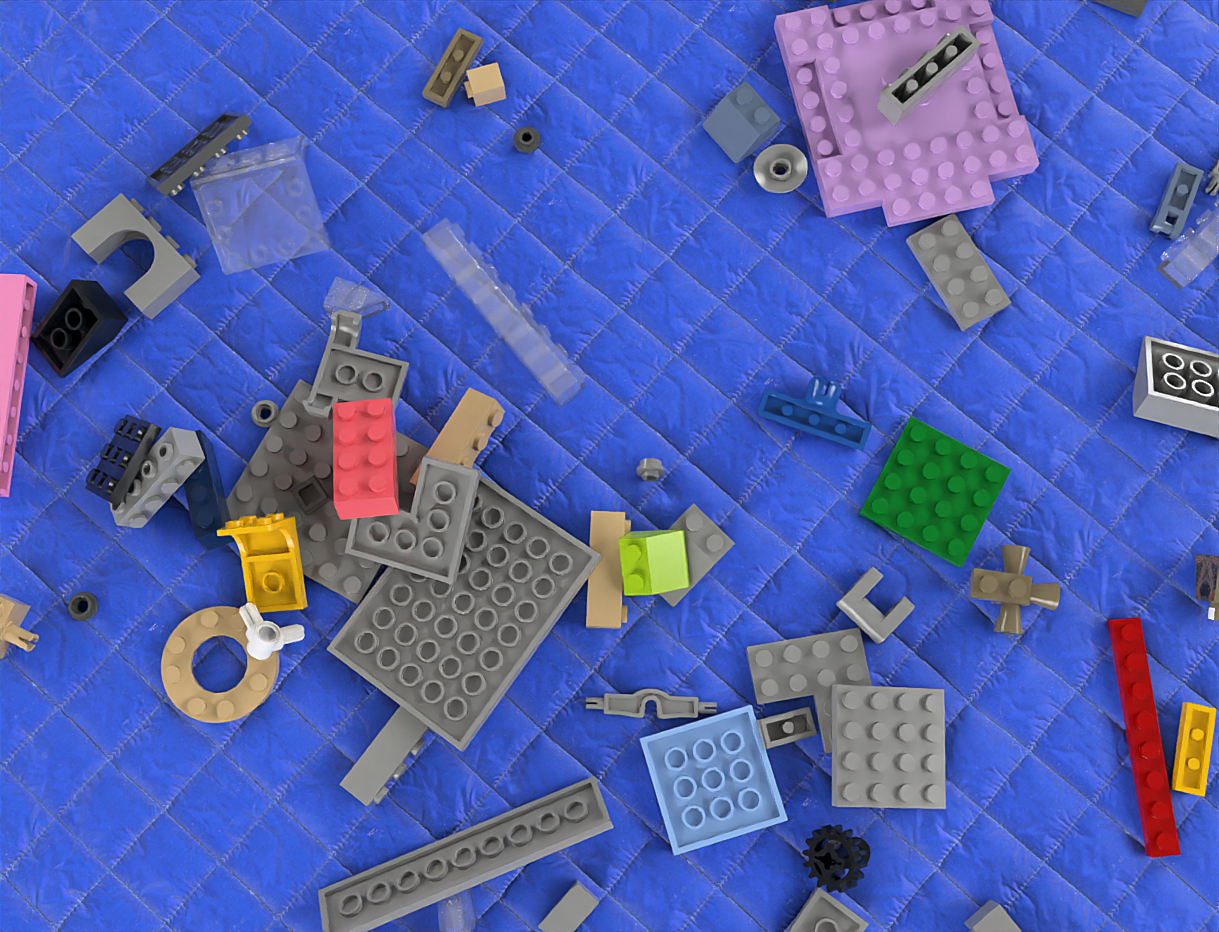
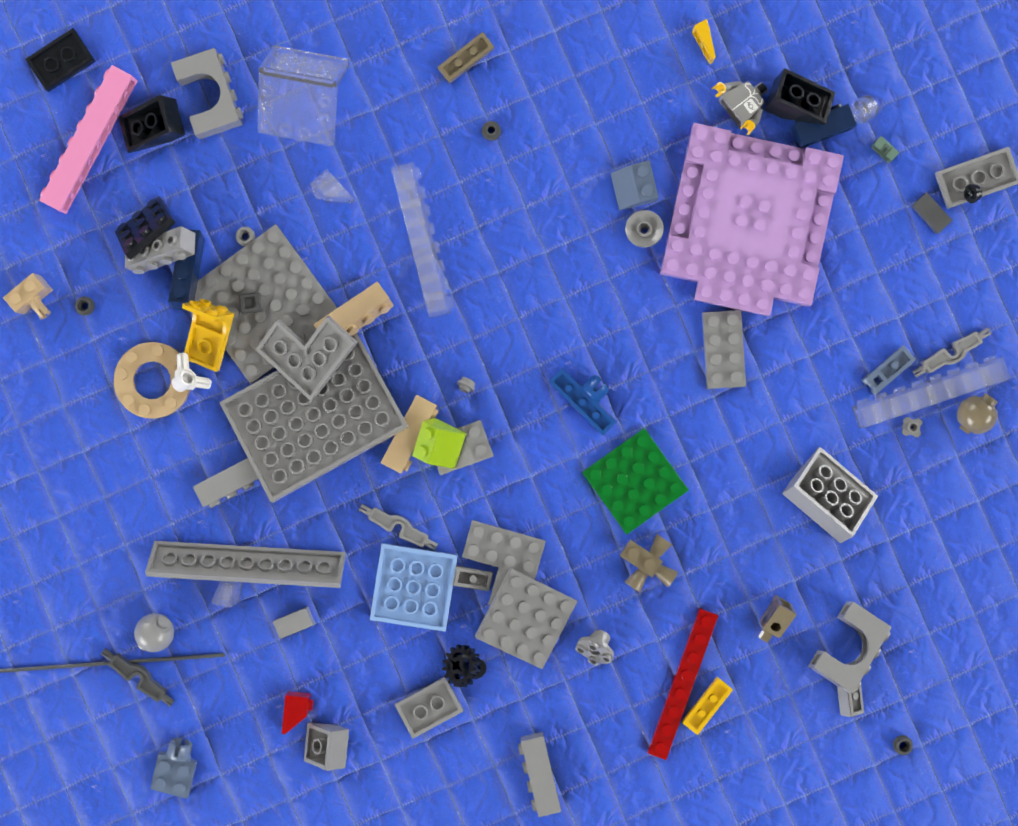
camera: 30 degrees right, 10 degrees up
(191, 158) = (273, 46): dark grey plate -> none
(352, 373) = (310, 238): light grey piece -> none
(365, 459) = (292, 299): coral brick -> none
(485, 84) = (481, 80): tan brick -> none
(866, 615) = (553, 534): light grey connector -> none
(927, 75) = (771, 213): light grey brick -> none
(1005, 741) = (596, 648): none -> light grey plate

